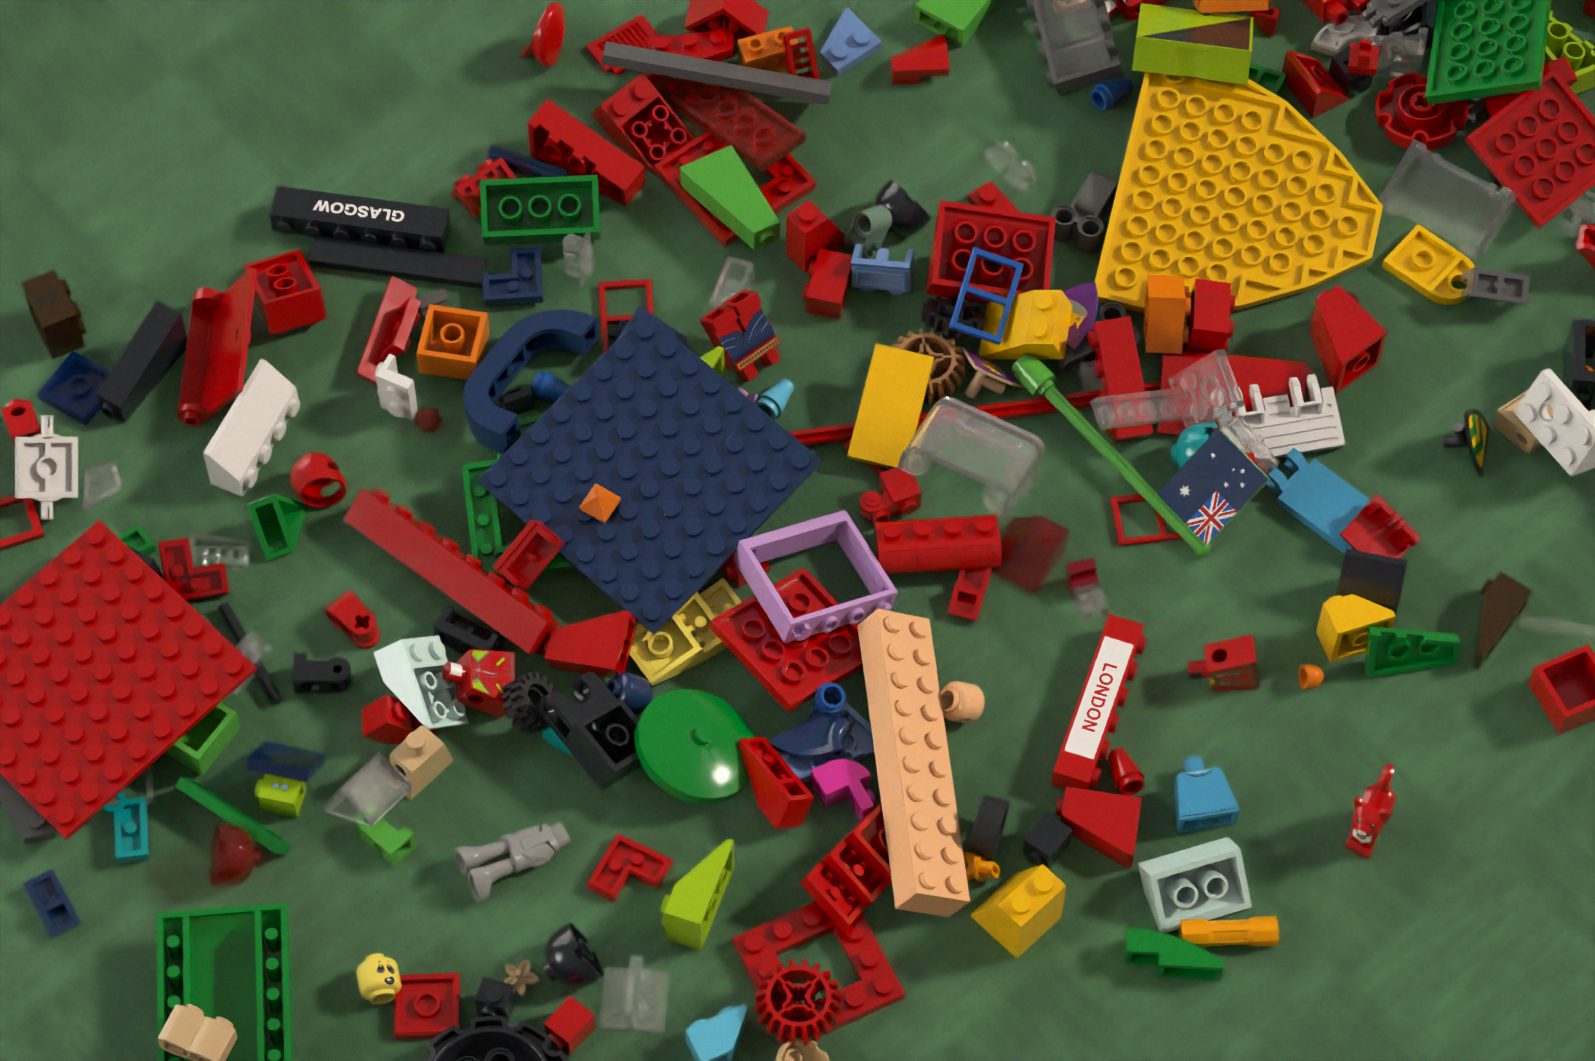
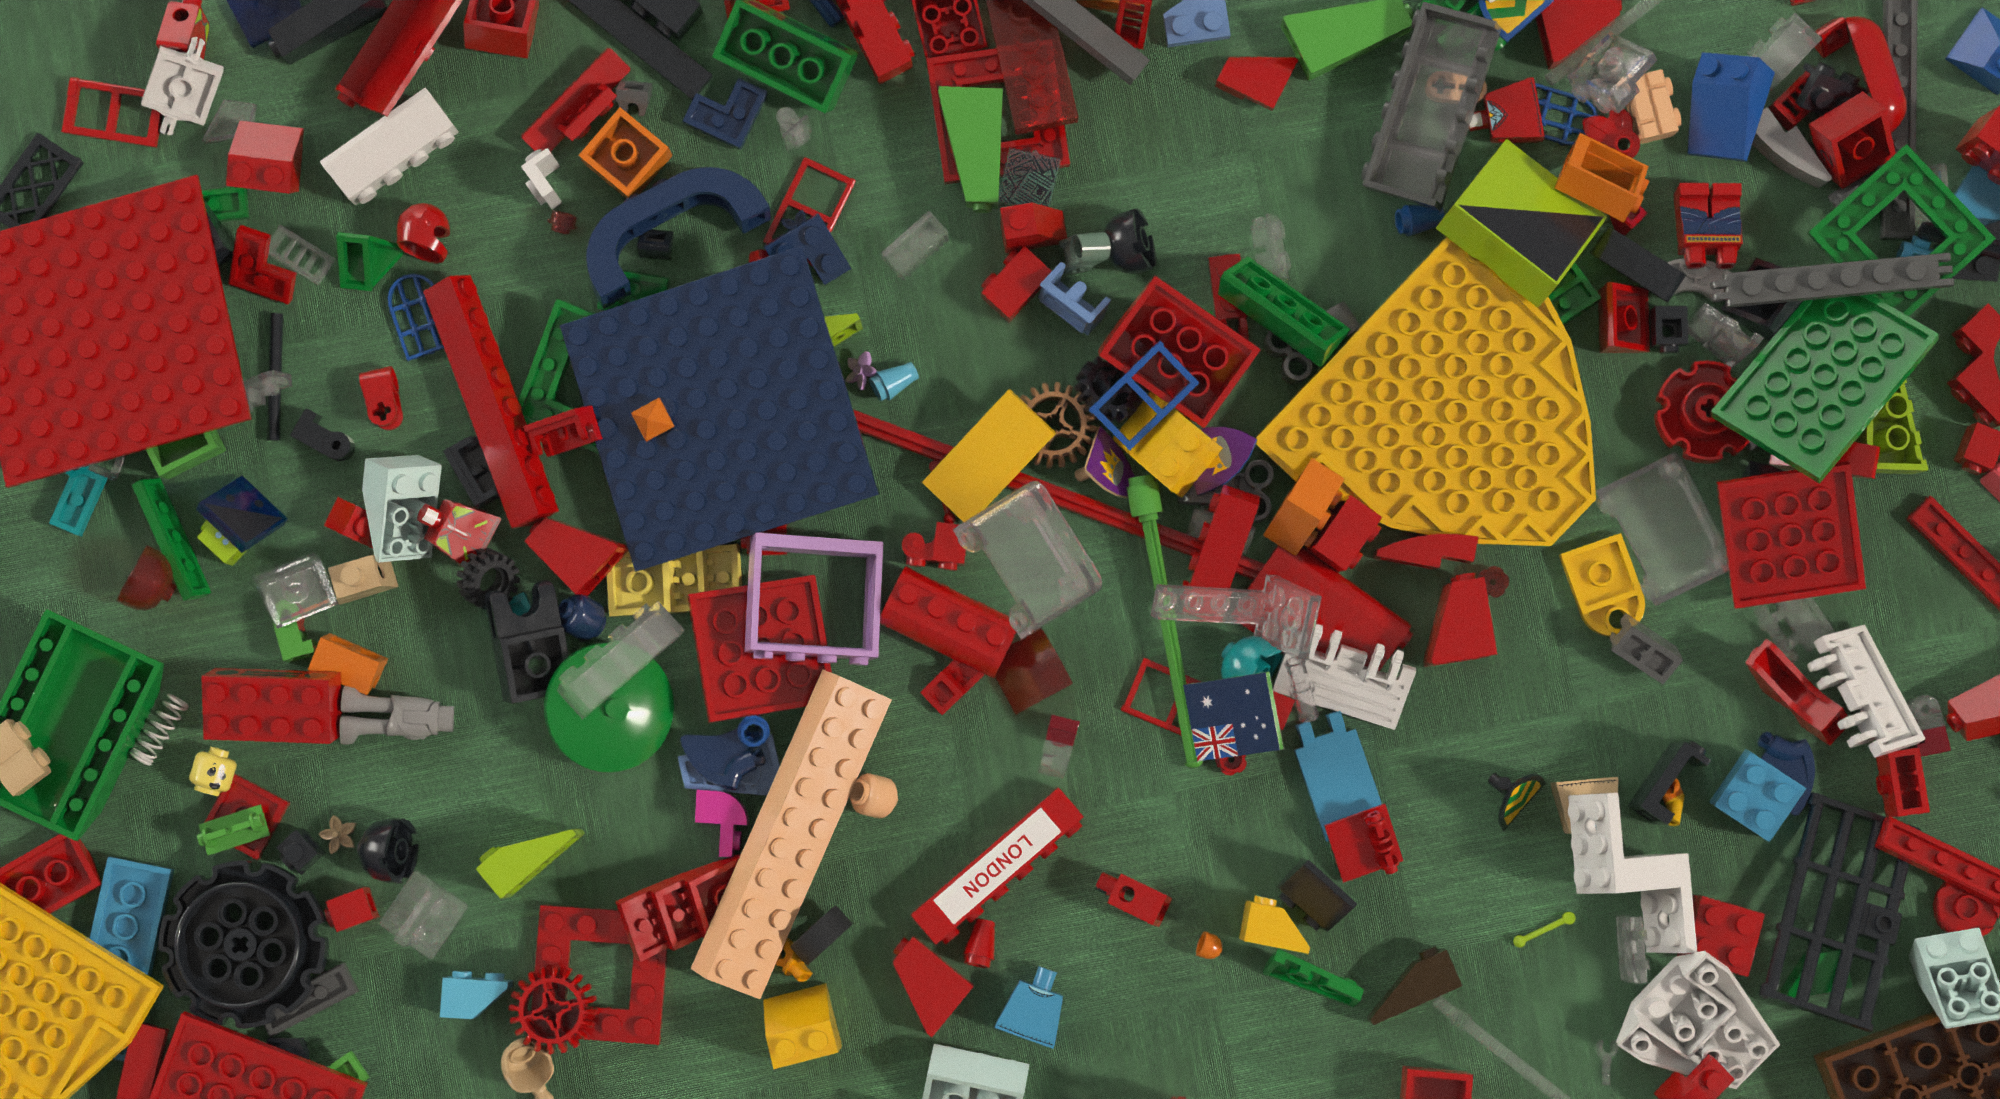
camera: 30 degrees right, 25 degrees up
(149, 491) = (265, 157): none -> red slope
(310, 998) = (147, 759): none -> white piece
(349, 560) = (406, 307): none -> blue window
(402, 892) = (271, 705): none -> red brick
(426, 1013) = (233, 830): none -> bright green hinge
(446, 832) = (358, 665): none -> orange hinge
(548, 387) = (693, 253): blue cone -> none
(626, 860) = (493, 774): red tile -> none
(685, 691) = (620, 659): none -> clear brick
(743, 334) = (898, 313): red hips -> none
(775, 786) = (658, 781): red slope -> none
(786, 198) = (1028, 178): none -> clear light blue piece
(1046, 841) = (867, 974): black brick -> none
(1052, 195) = (1282, 310): none -> green slope
(1238, 528) = (1231, 768): none -> red plate
(1281, 306) = (1429, 550): none -> red slope
(1304, 37) = (1638, 264): none -> black beam
(1363, 58) = (1682, 329): red tile -> none
(1576, 512) = (1567, 918): none -> lime hinge

